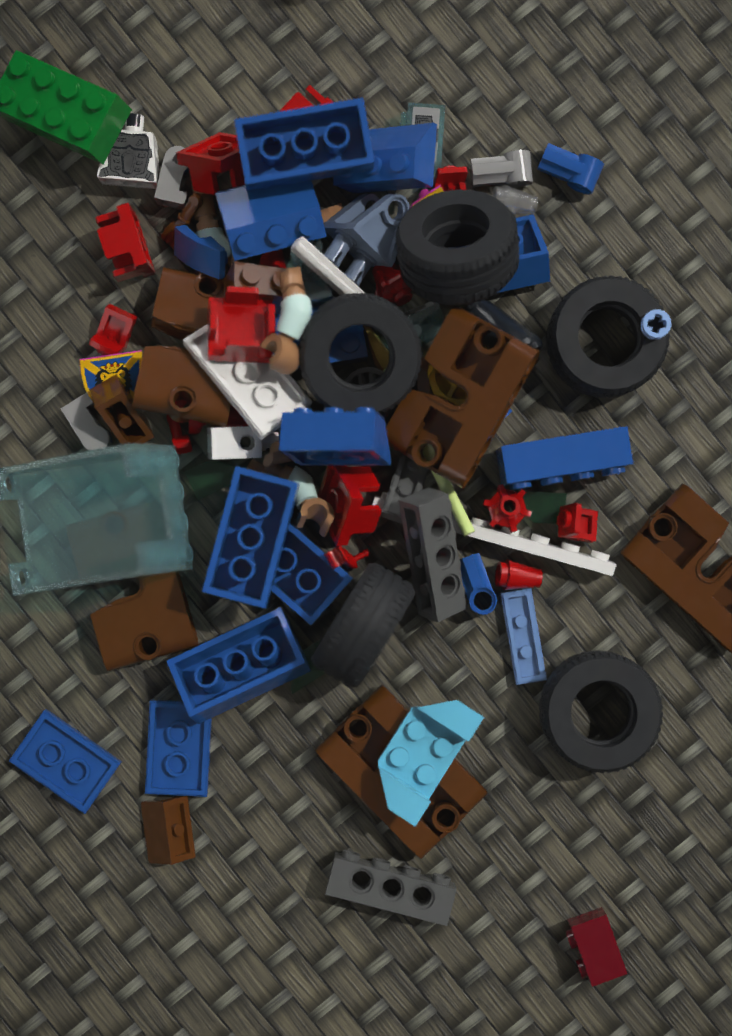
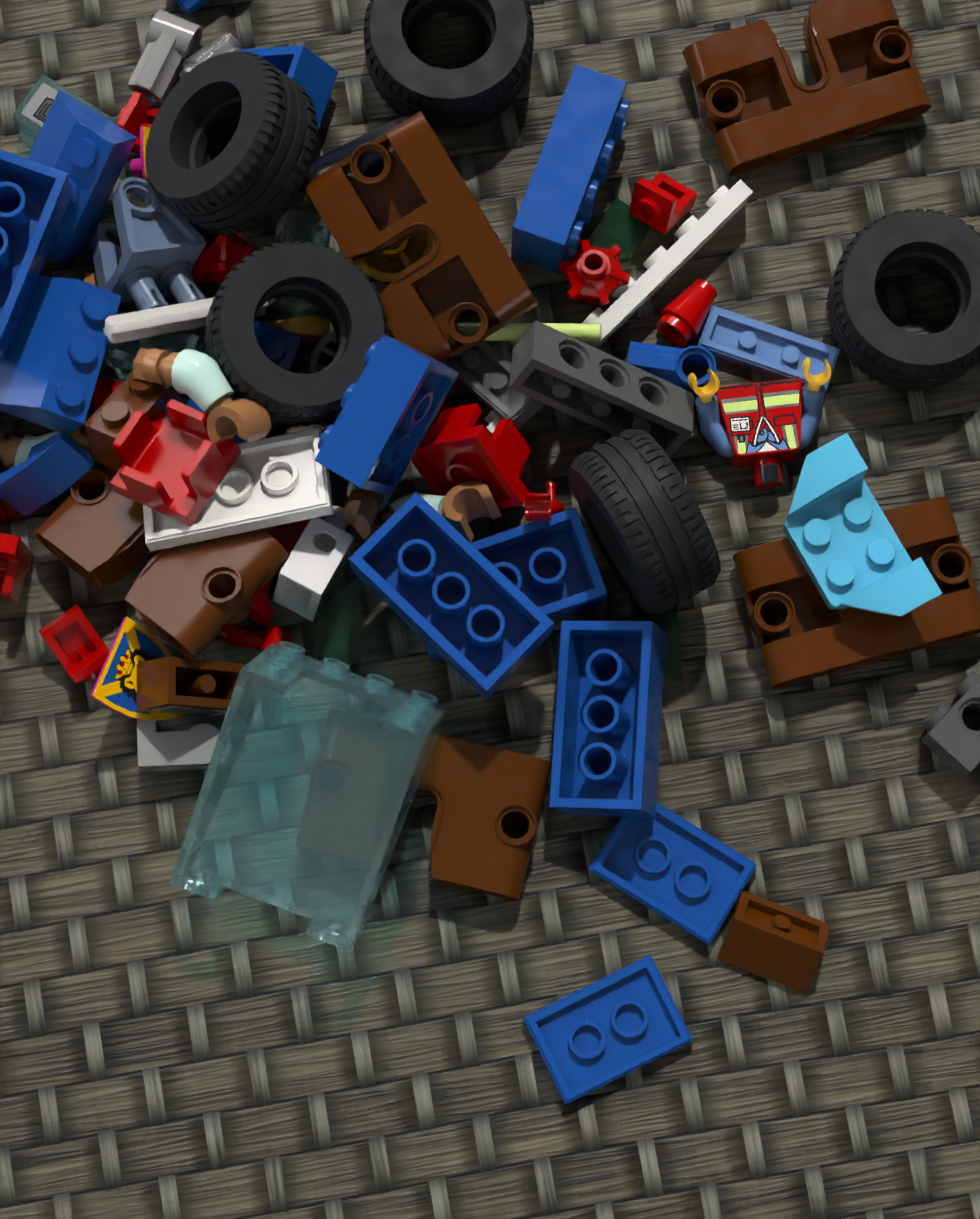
camera: 65 degrees left, 10 degrees down
(473, 657) = (761, 420): none -> torso

